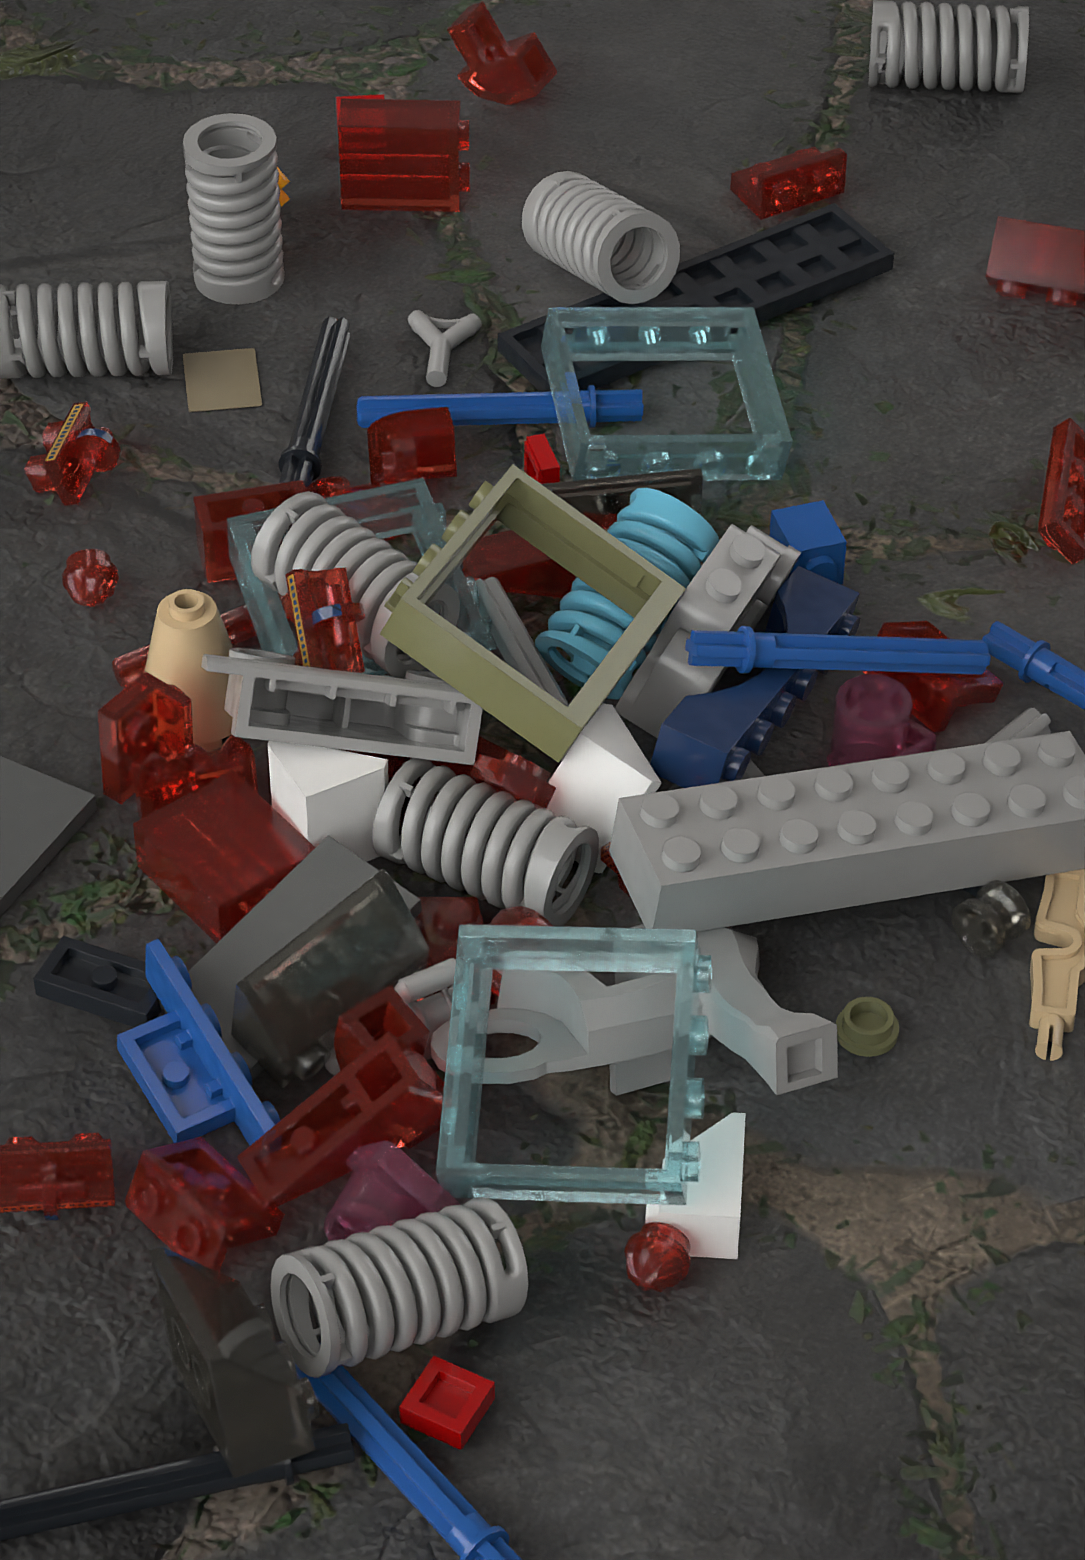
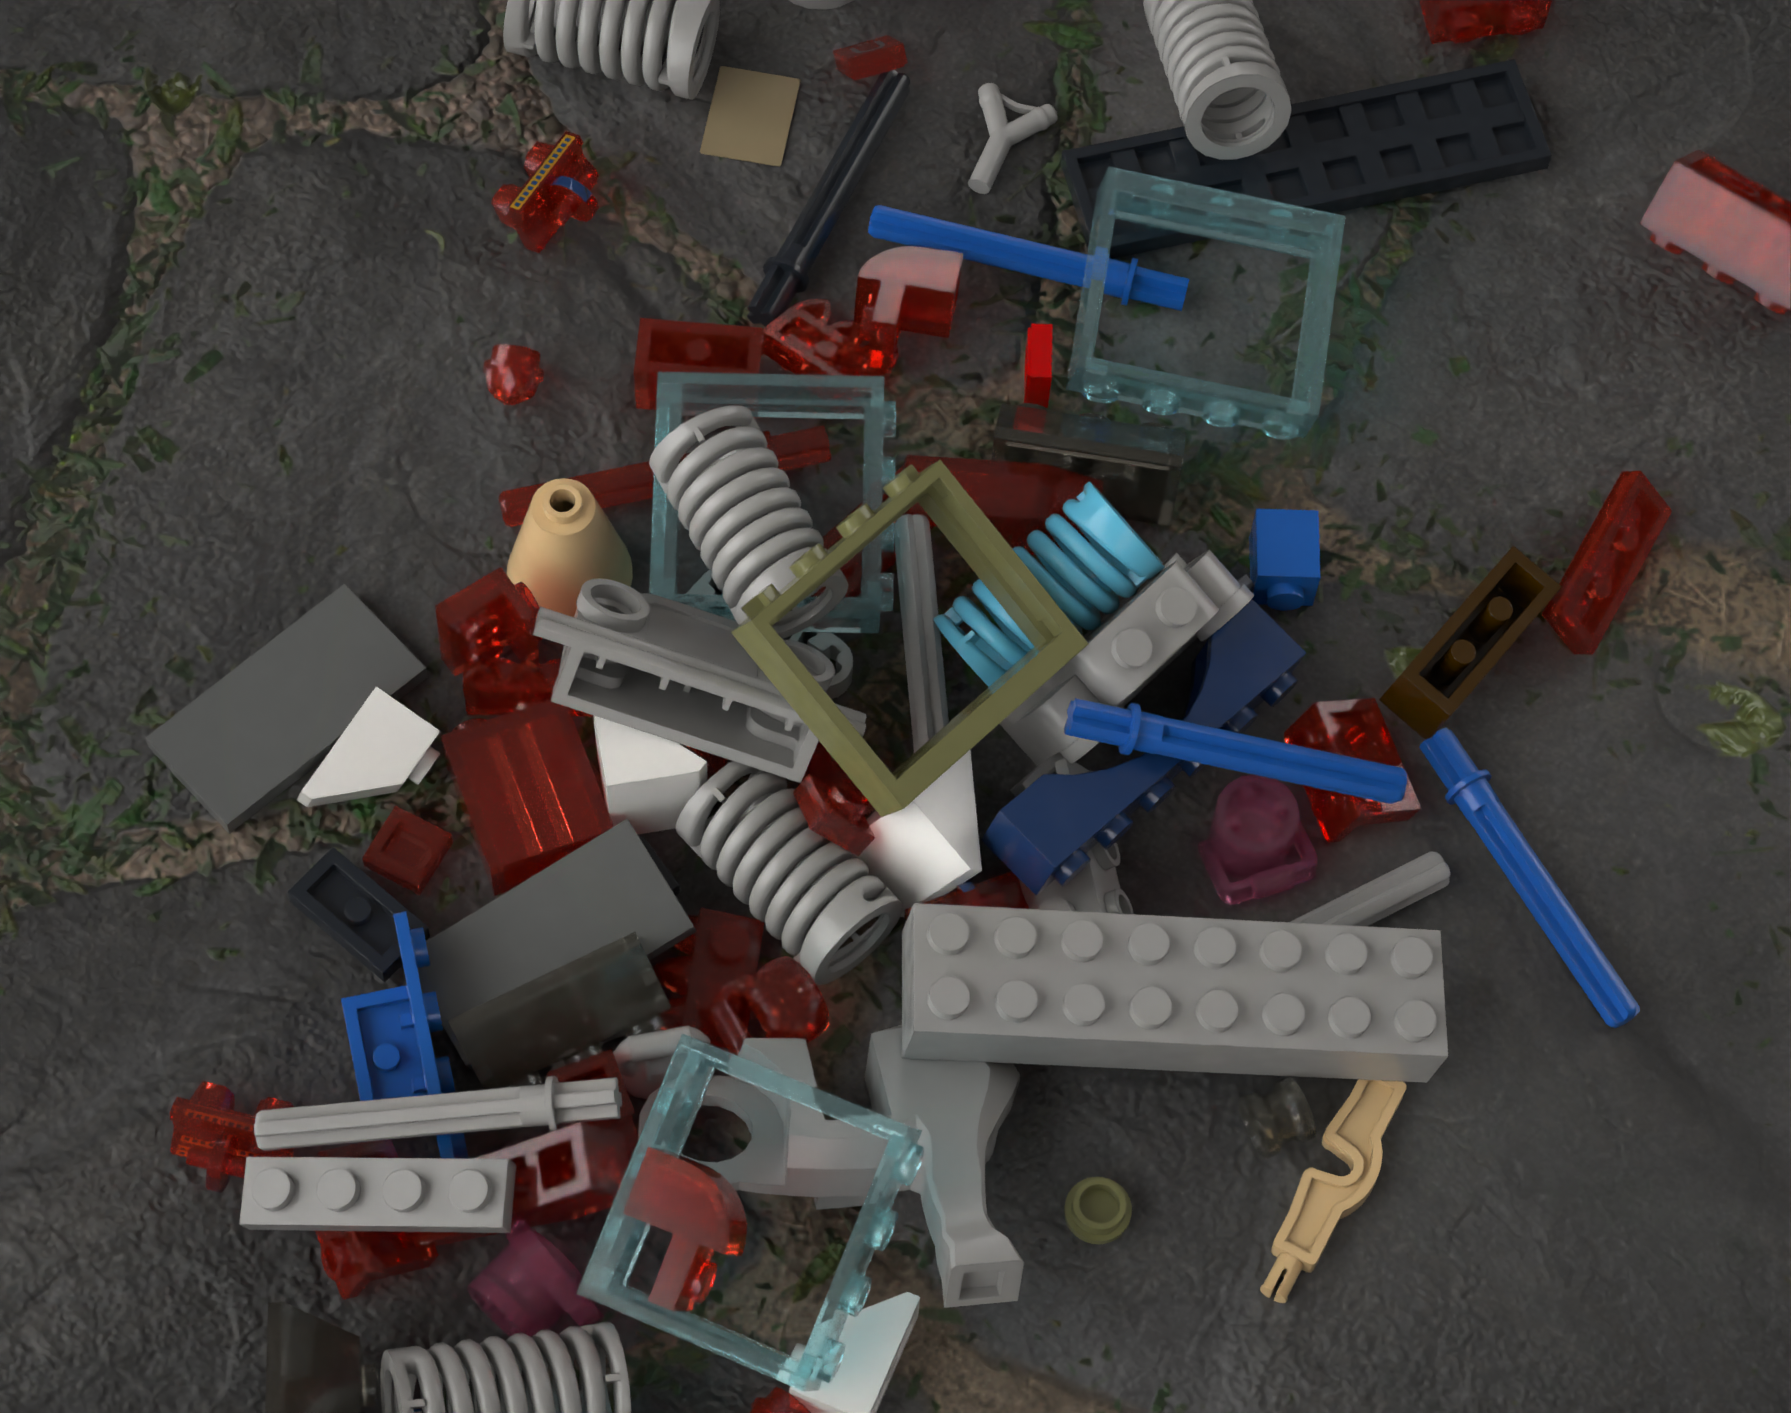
camera: 15 degrees right, 20 degrees up
(74, 859) = (374, 754): none -> white slope
(129, 926) = (407, 850): none -> clear red tile
(214, 1158) = (378, 1194): none -> light grey plate
(248, 1073) = (439, 1114): none -> light grey axle
(309, 313) = (870, 57): none -> clear red tile
(324, 619) = (689, 585): clear red hips -> none
(524, 1053) = (700, 1213): none -> clear red brick
(989, 559) = (1470, 643): none -> dark brown brick

